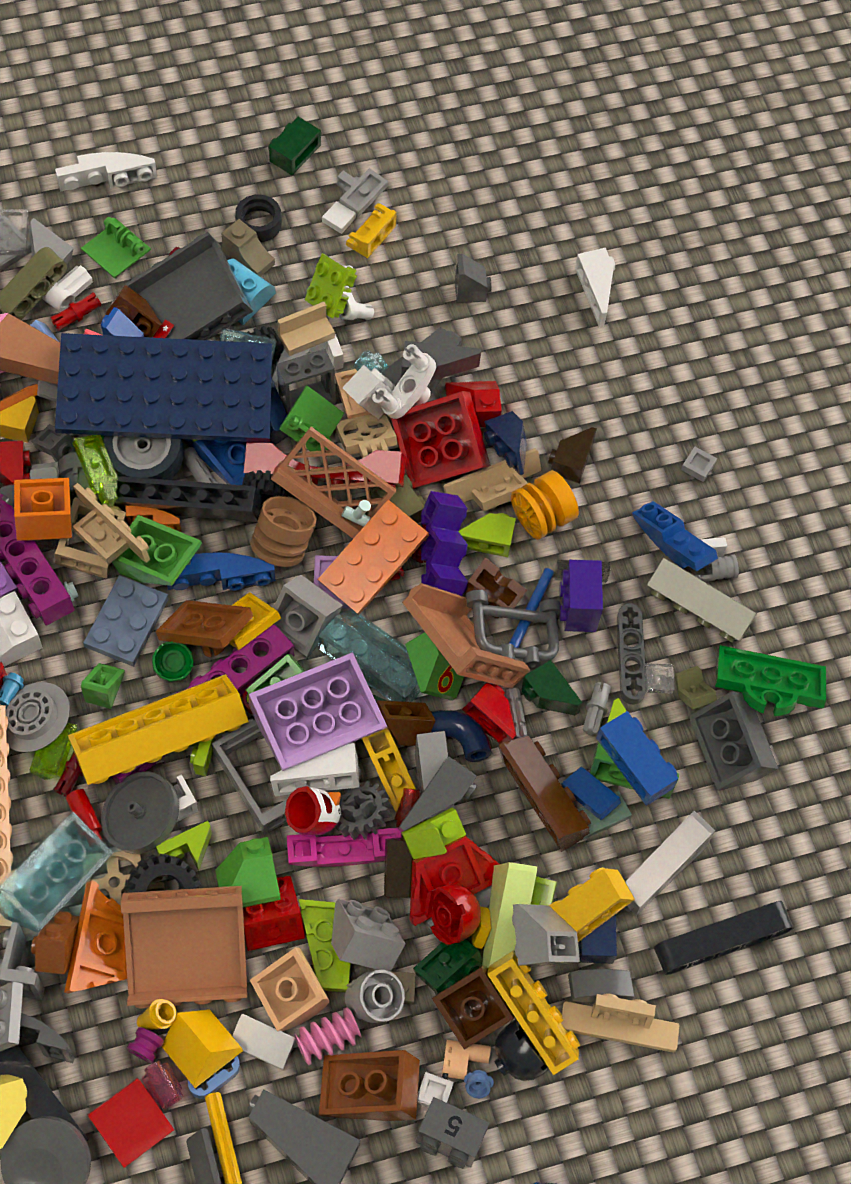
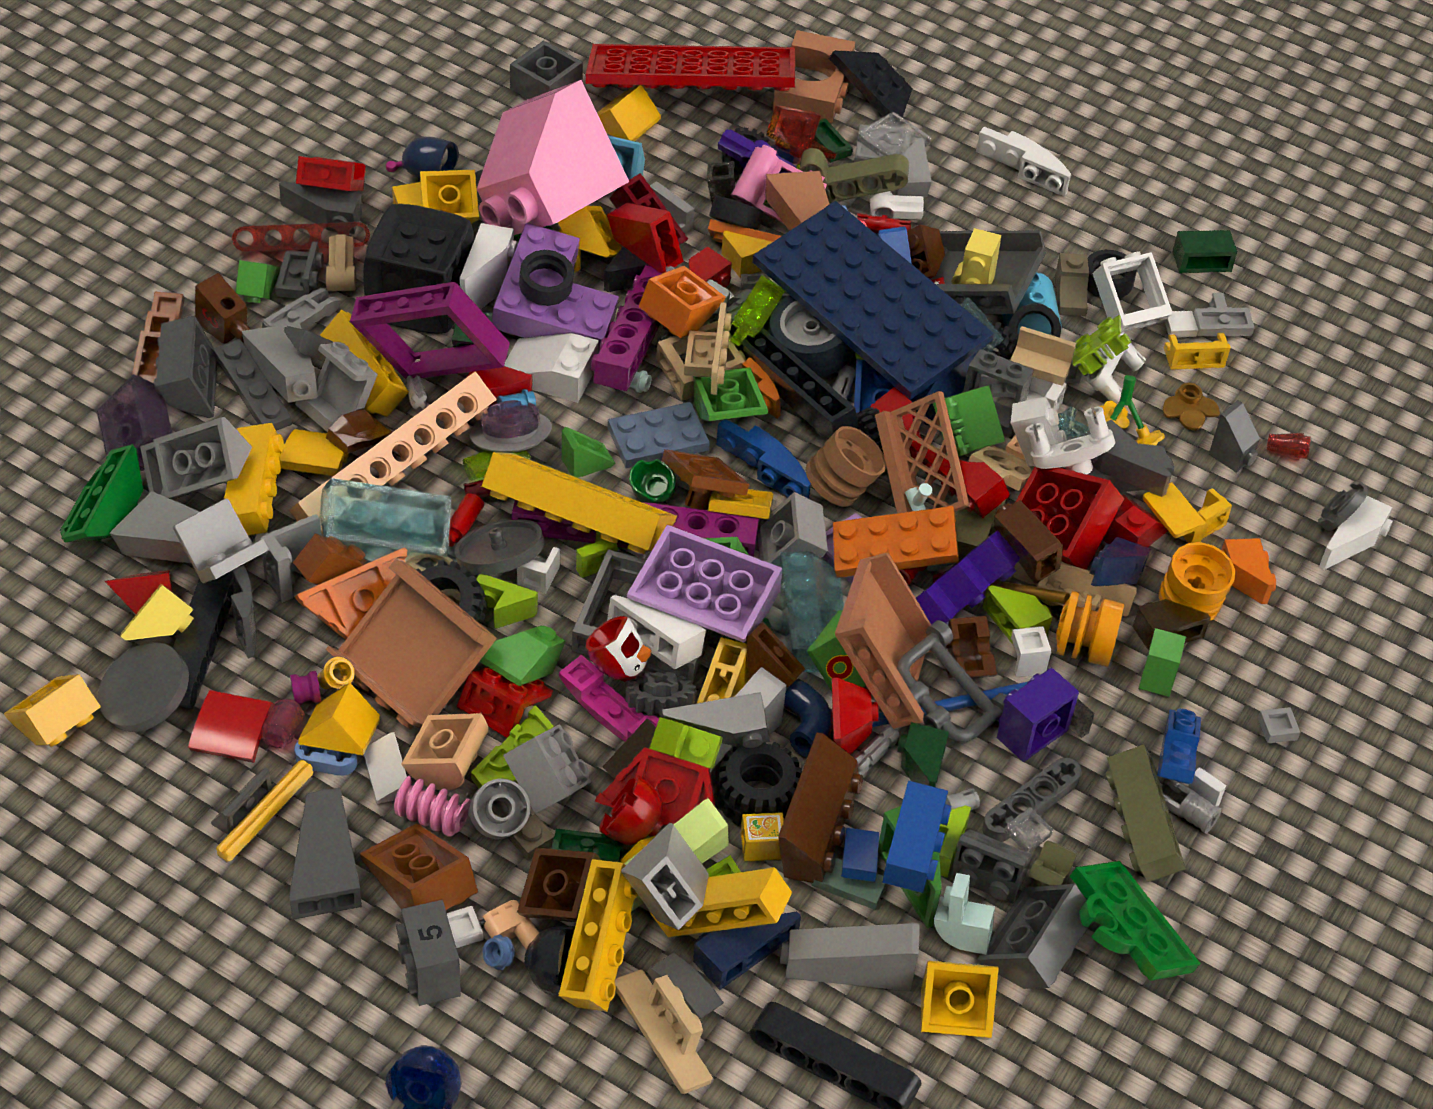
camera: 50 degrees right, 15 degrees down
(41, 722) = (510, 419): none -> clear purple tile
(115, 248) = (968, 211): bright green hinge -> none
(196, 294) = (979, 259): none -> light yellow hinge
(261, 292) = (1038, 309): none -> black tyre
(305, 208) = (1152, 285): none -> white window
(381, 331) = (1118, 414): none -> plant
(415, 280) = (1190, 406): none -> pearl gold plate
(454, 478) = (1030, 539): none -> reddish brown slope
(488, 508) = (1040, 593): none -> pearl gold bar
(497, 370) = (1176, 514): none -> yellow panel
(498, 252) = (1290, 445): none -> clear red cone
(501, 791) = (764, 764): none -> black tyre
(512, 344) = (1214, 512): none -> yellow bracket
(526, 551) = (1031, 650): none -> white panel
(528, 840) = (760, 836): none -> yellow brick
(563, 409) = (1198, 578): none -> light orange wheel
(572, 370) = (1251, 568): none -> orange slope
(579, 272) = (1343, 506): none -> dark grey tile
(603, 485) = (1162, 662): none -> bright green slope
(669, 720) = (991, 865): none -> dark grey slope
(695, 774) = (963, 922): none -> light aqua brick
(743, 829) = (958, 999): none -> yellow slope

